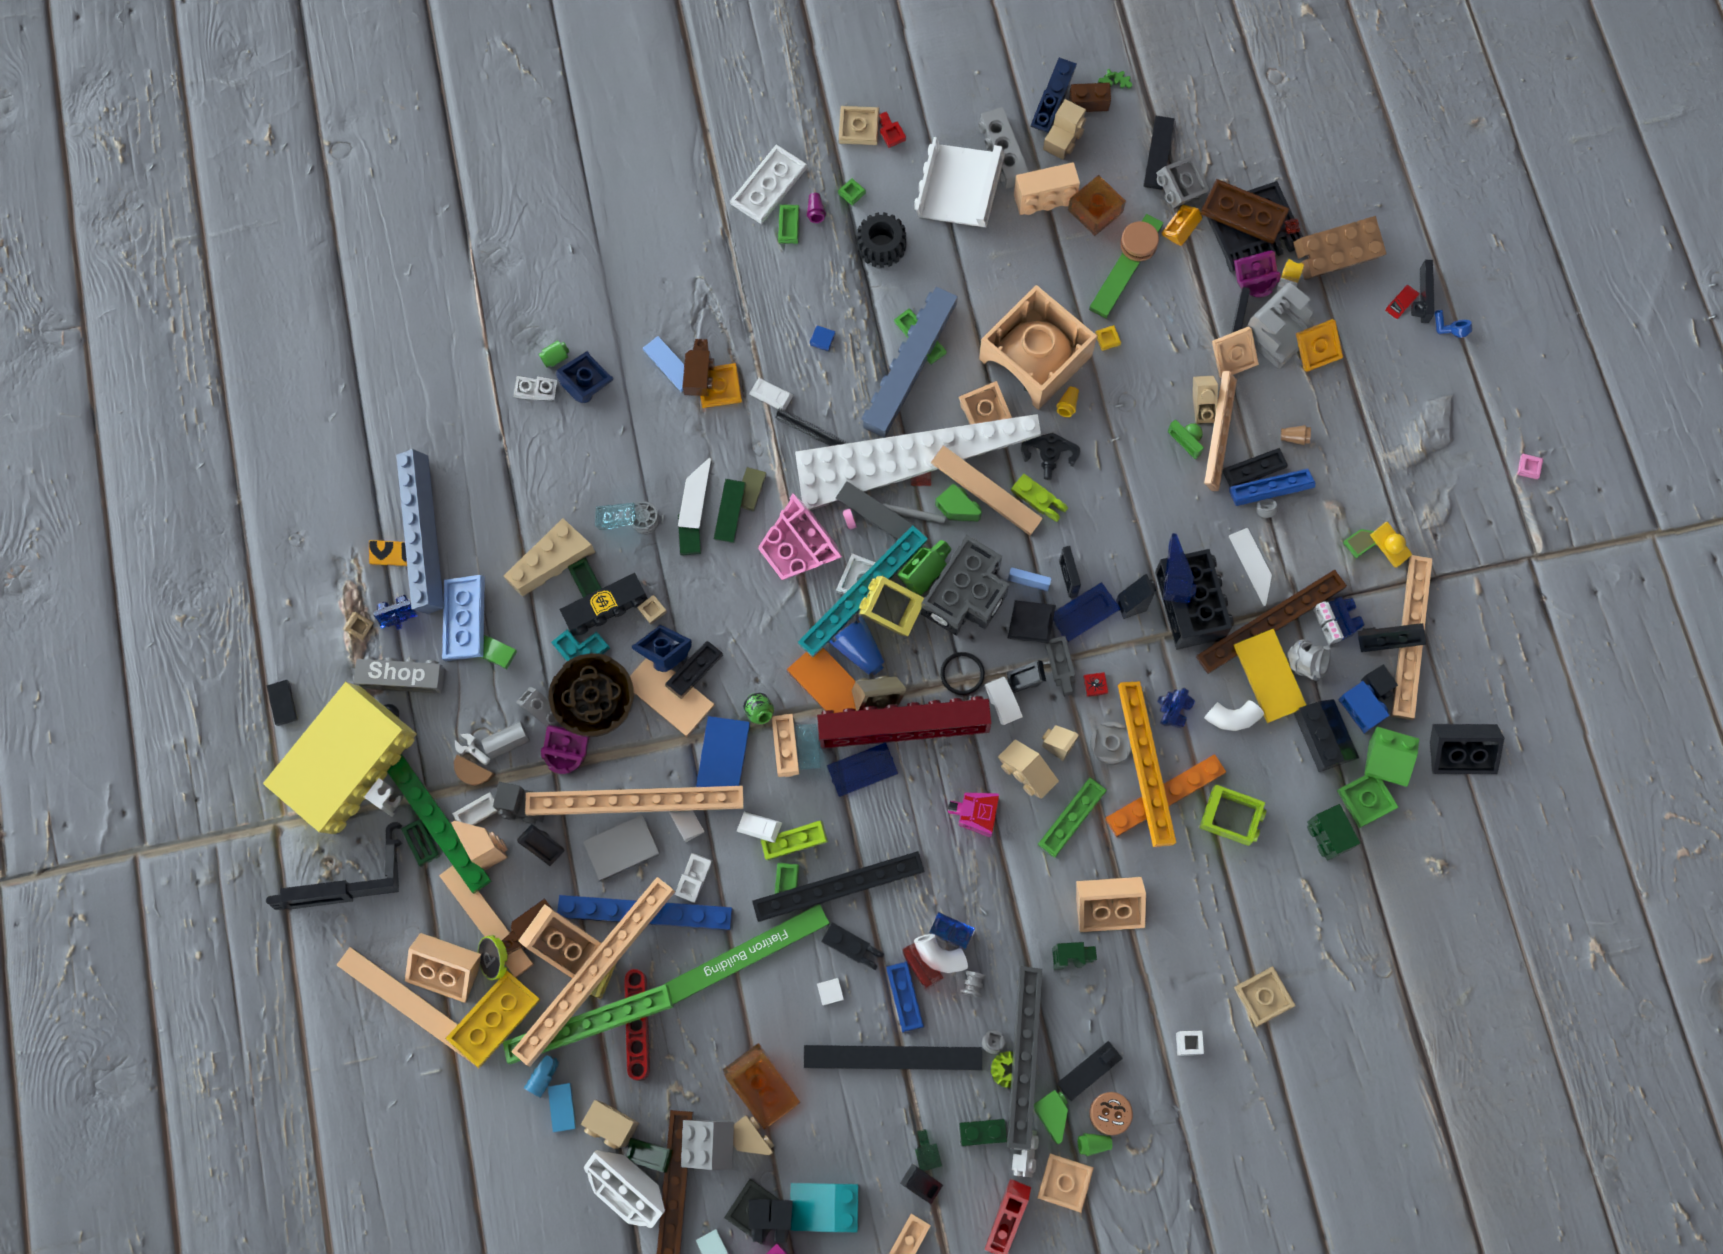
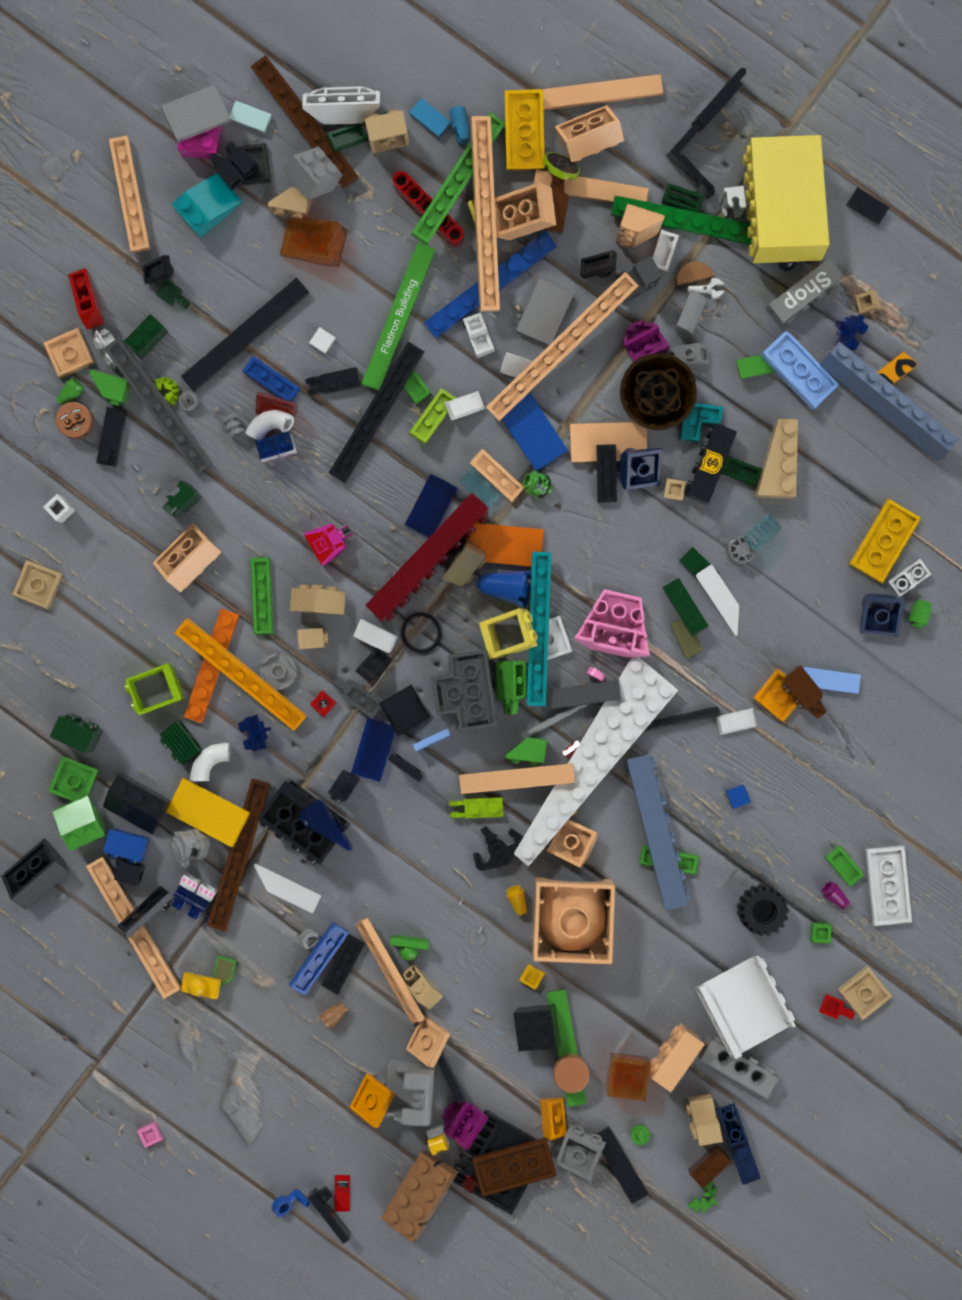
camera: 130 degrees right, 15 degrees up
(527, 431) = (884, 541): none -> yellow tile
(1123, 161) = (640, 1134): none -> bright green tile
(1137, 294) = (536, 1027): none -> black brick
(1246, 752) = (180, 742): none -> dark green brick

